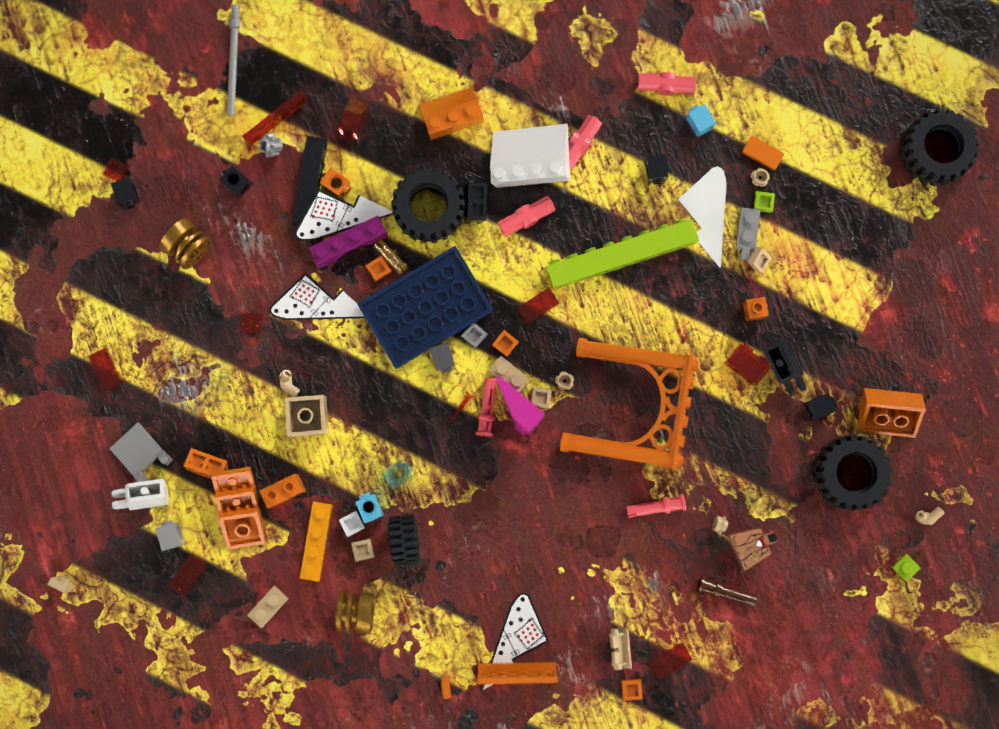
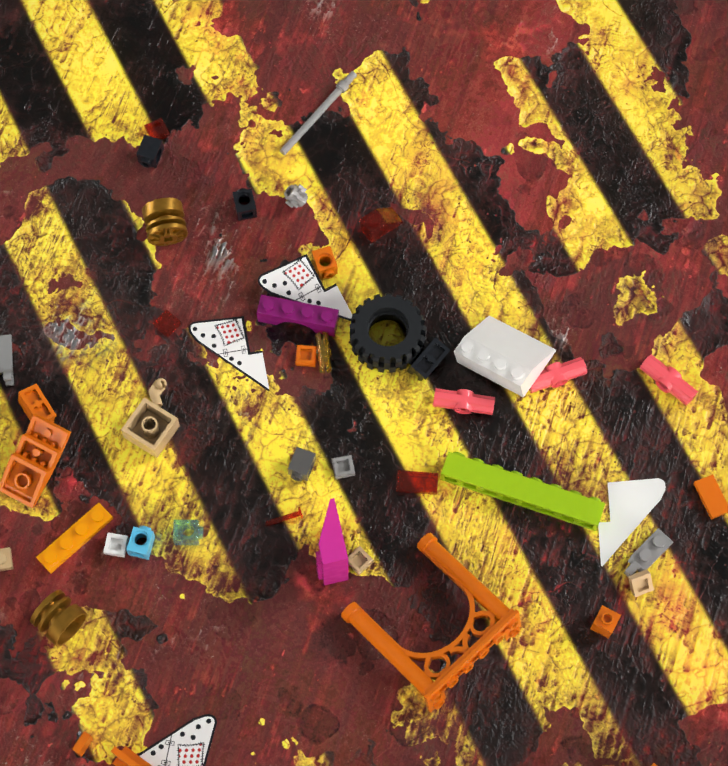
camera: 30 degrees right, 15 degrees down
(105, 369) = (20, 274): clear red tile -> none
(275, 117) = (317, 178): clear red tile -> none
(282, 491) = (81, 474): orange brick -> none
(310, 176) = (311, 239): black beam -> none
(363, 550) = (107, 574): tan tile -> none
(403, 539) = (148, 587): black tyre -> none
(425, 307) = (320, 414): dark blue plate -> none
(451, 113) = (464, 276): orange slope -> none
(486, 416) = (300, 540): coral pin -> none
(505, 343) = (364, 492): orange plate -> none
(509, 374) = (348, 521): tan plate -> none
(559, 381) = (390, 556): tan plate -> none
(656, 169) = (606, 442): black brick -> none
(665, 505) = (397, 733): coral pin -> none
(700, 120) = (676, 429): medium azure brick -> none
(748, 364) = (563, 665): clear red brick -> none
(760, 172) = (694, 510): tan plate -> none
(764, 201) = (682, 538): lime tile -> none
(785, 366) = (595, 689): black hinge -> none
(820, 406) = (601, 750): black brick -> none

